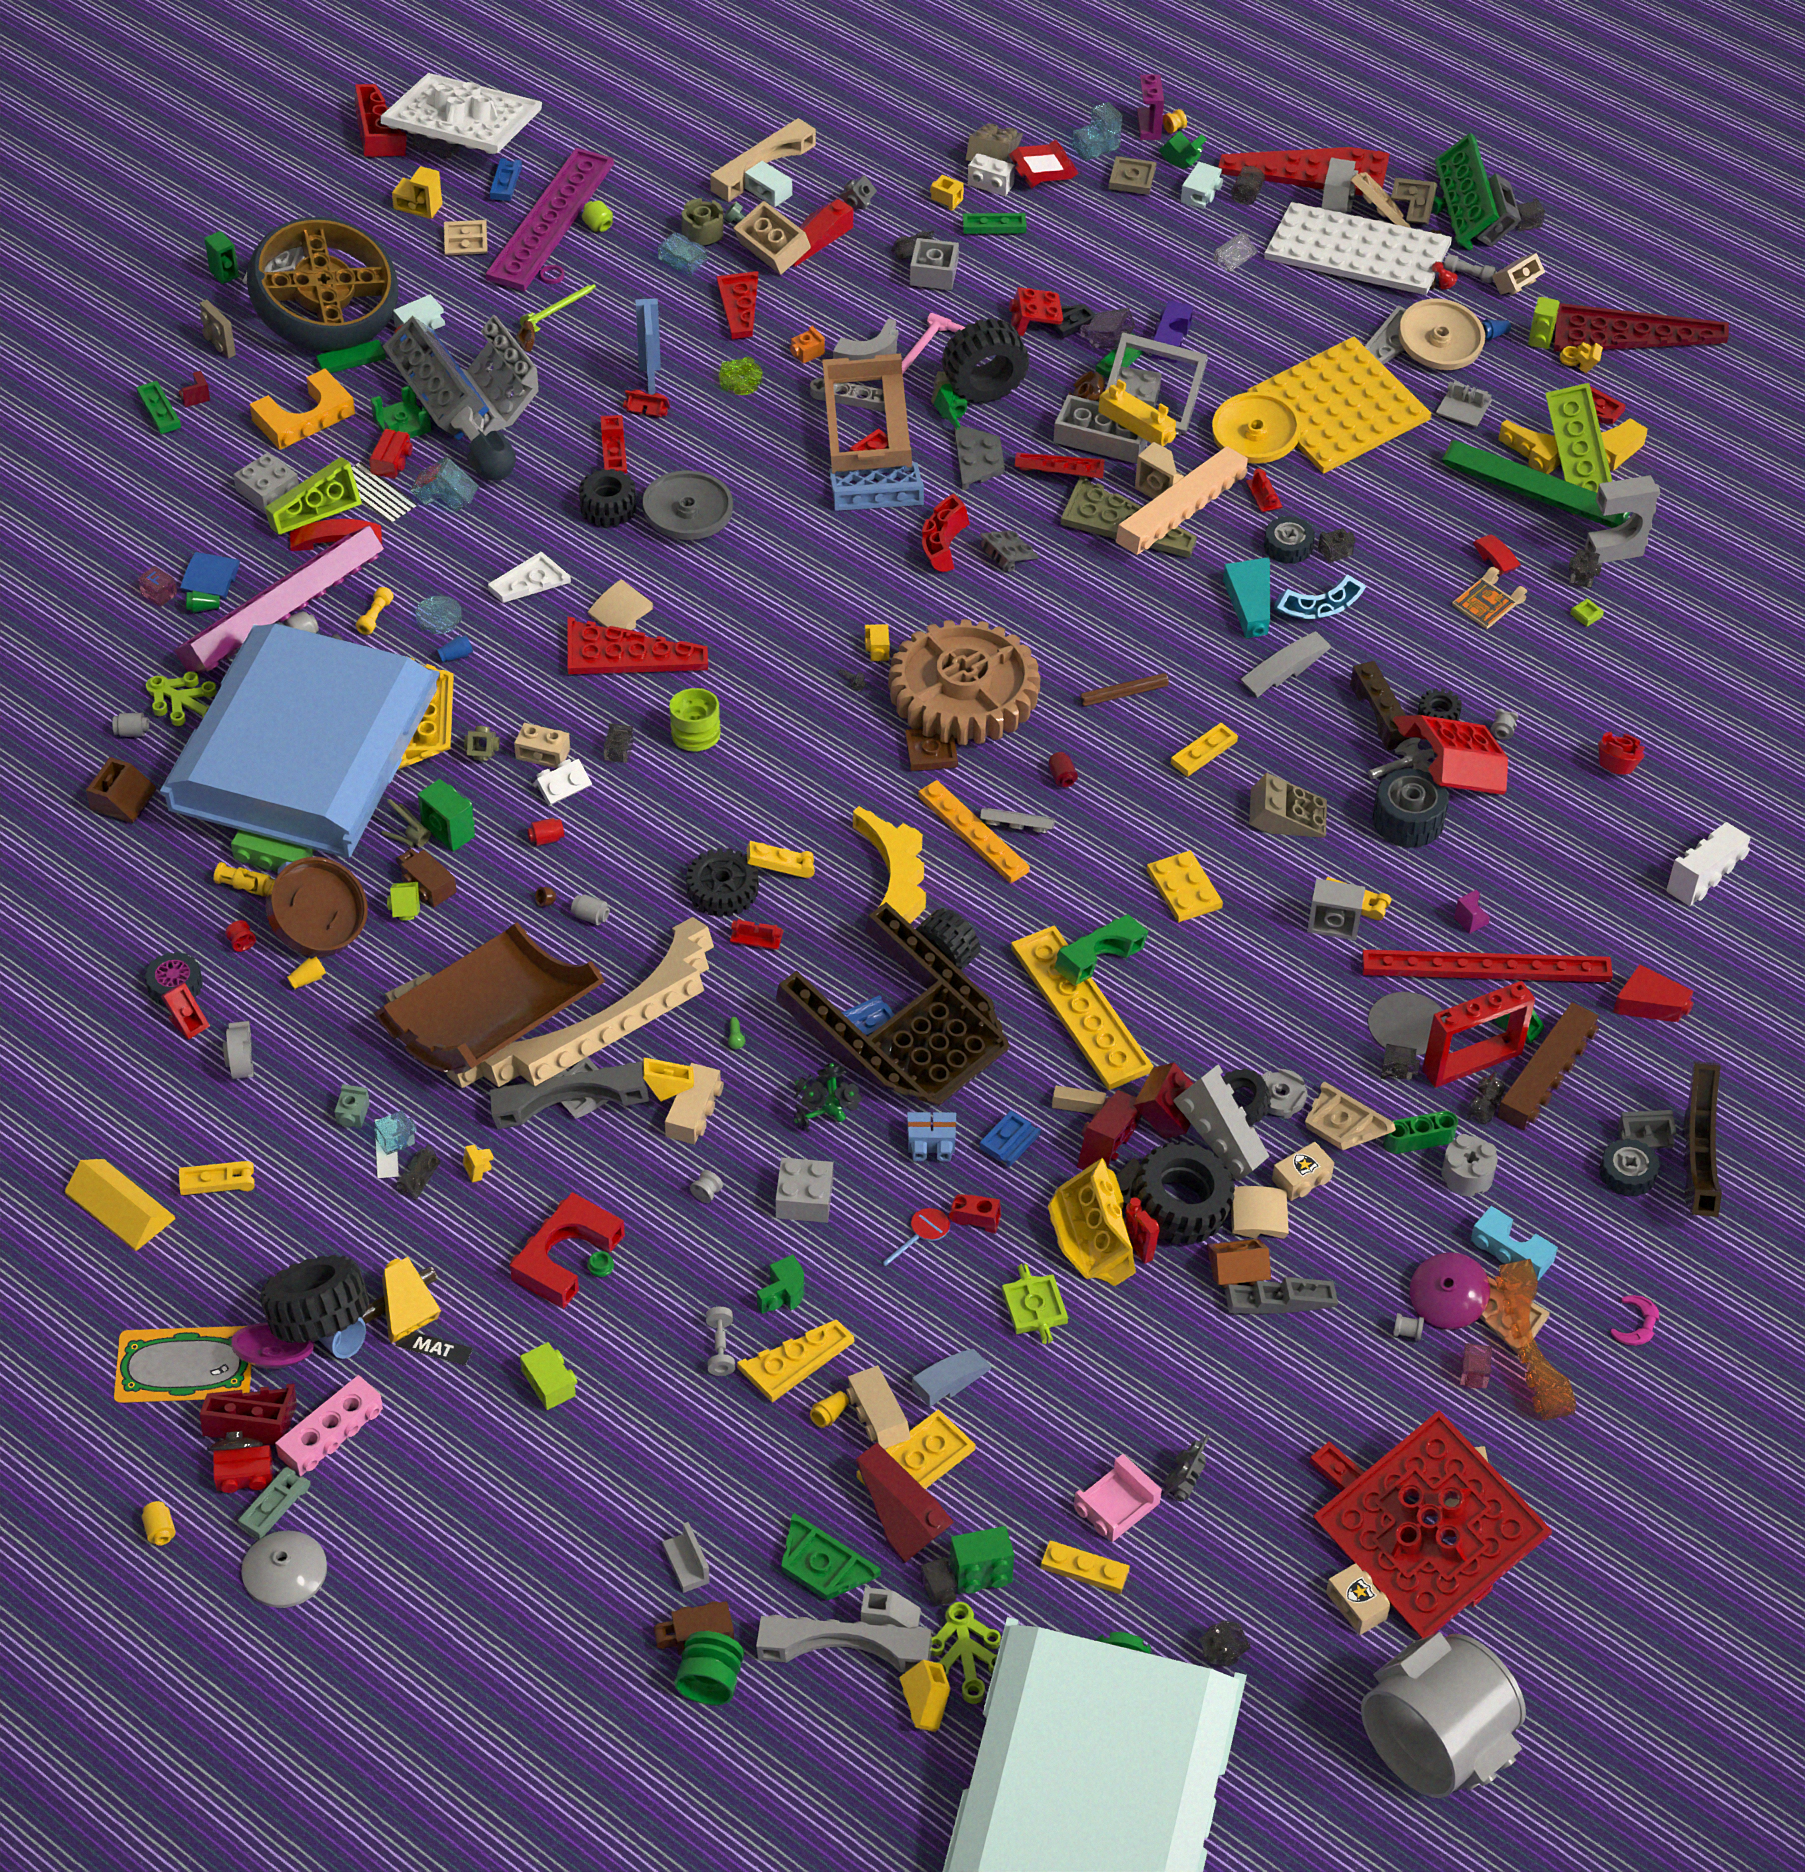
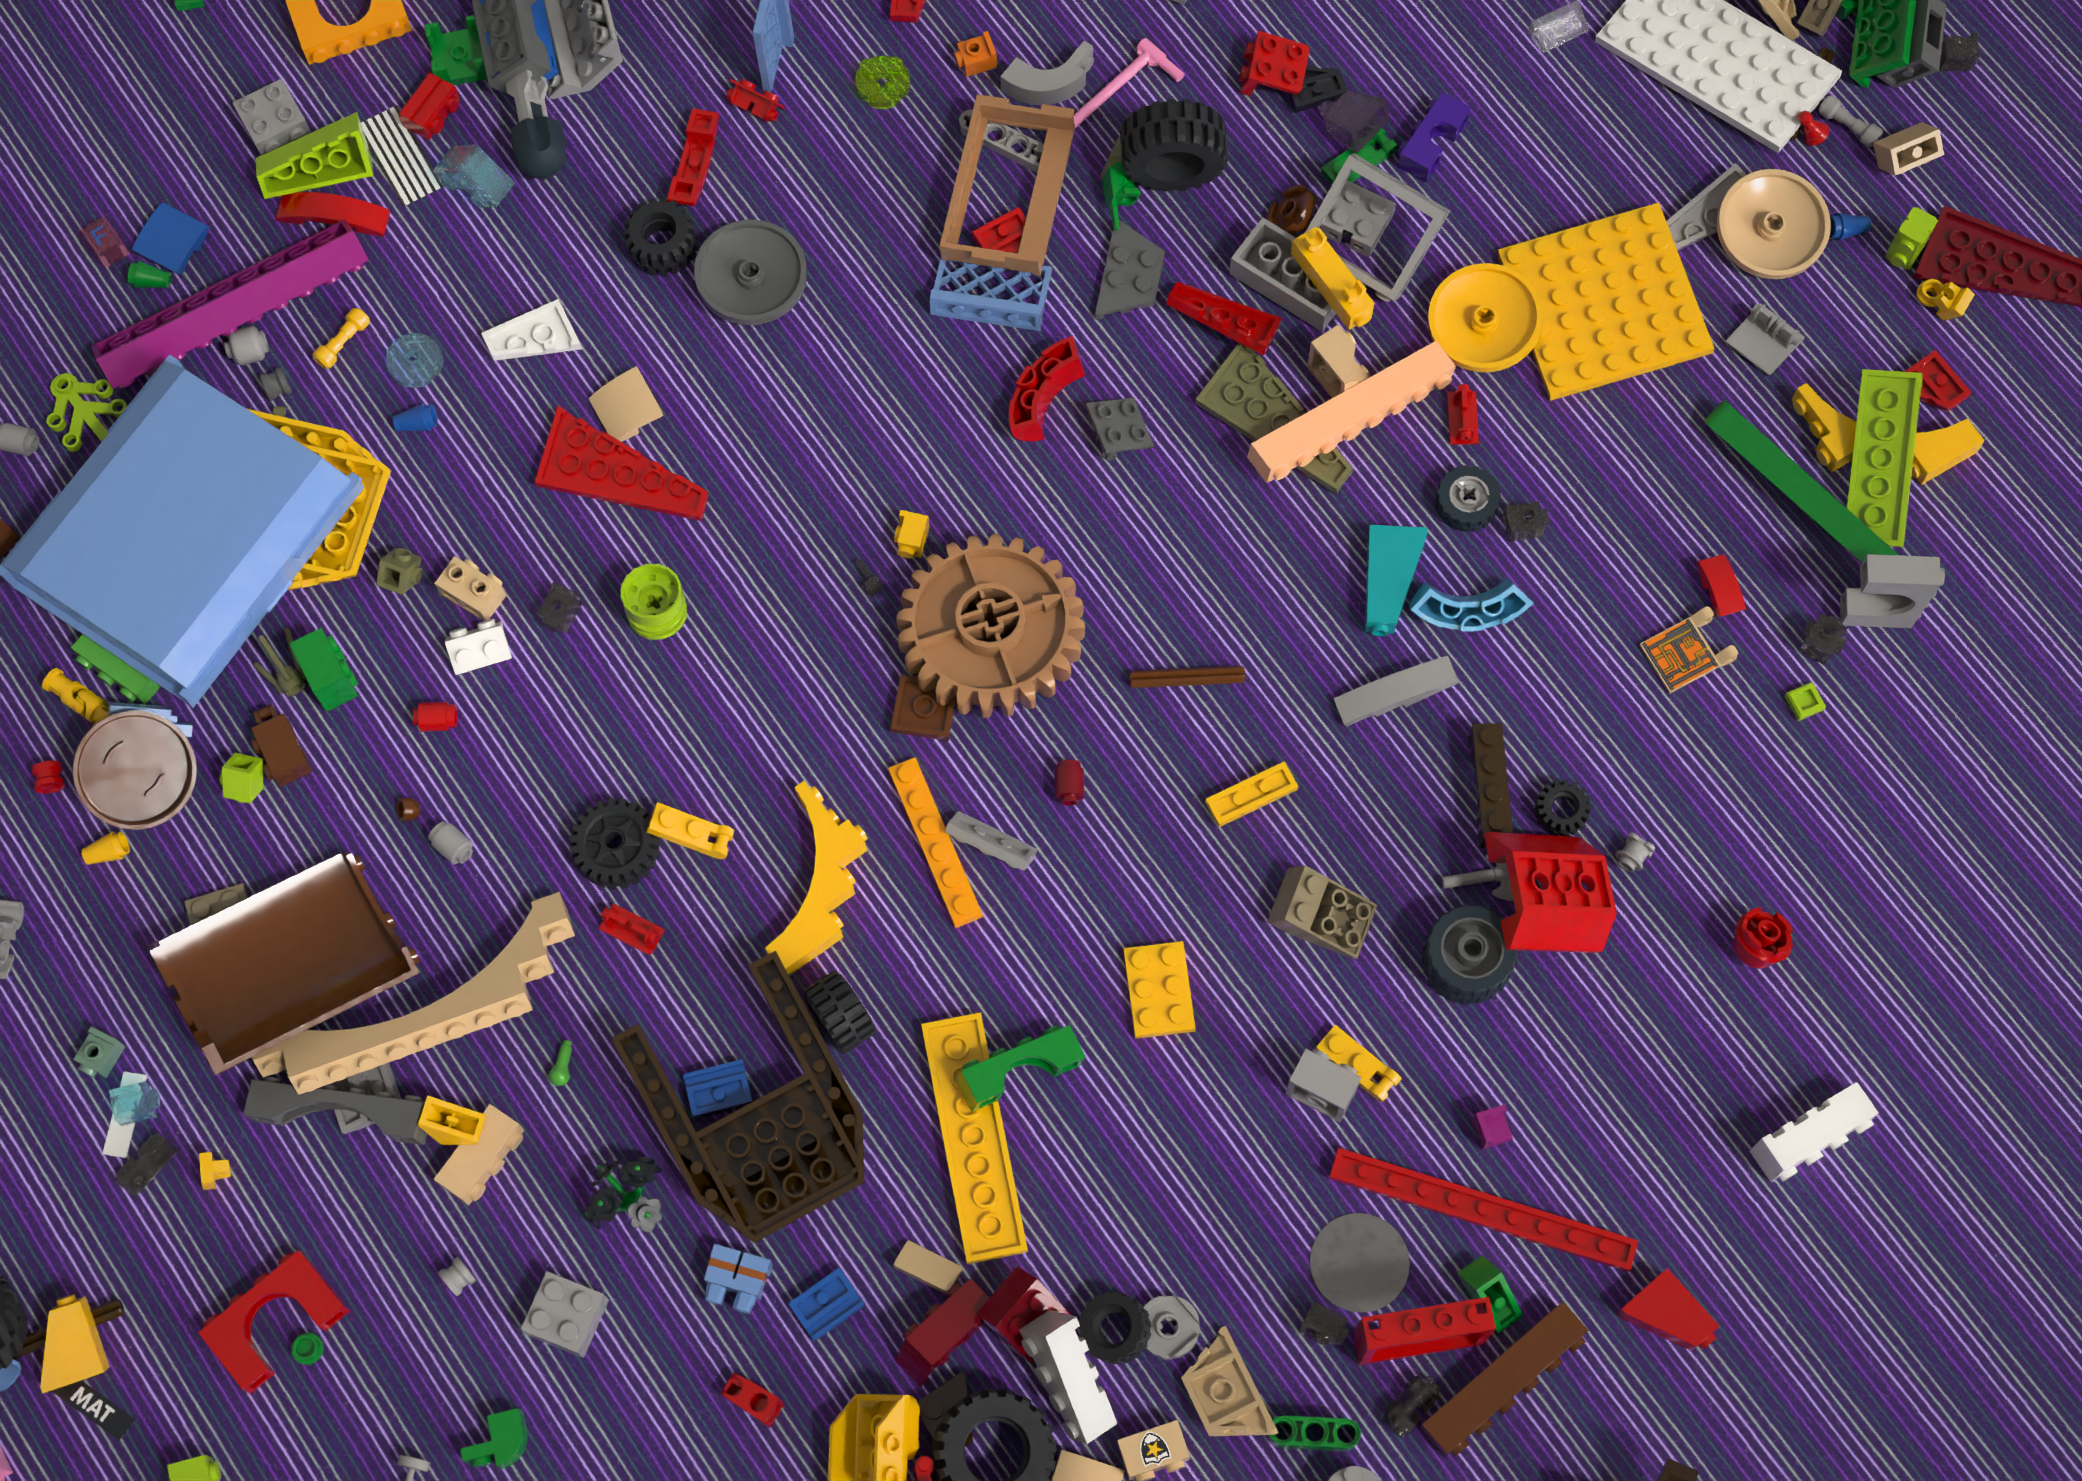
camera: 20 degrees right, 20 degrees up
(926, 1224) = (695, 1398): red piece -> none

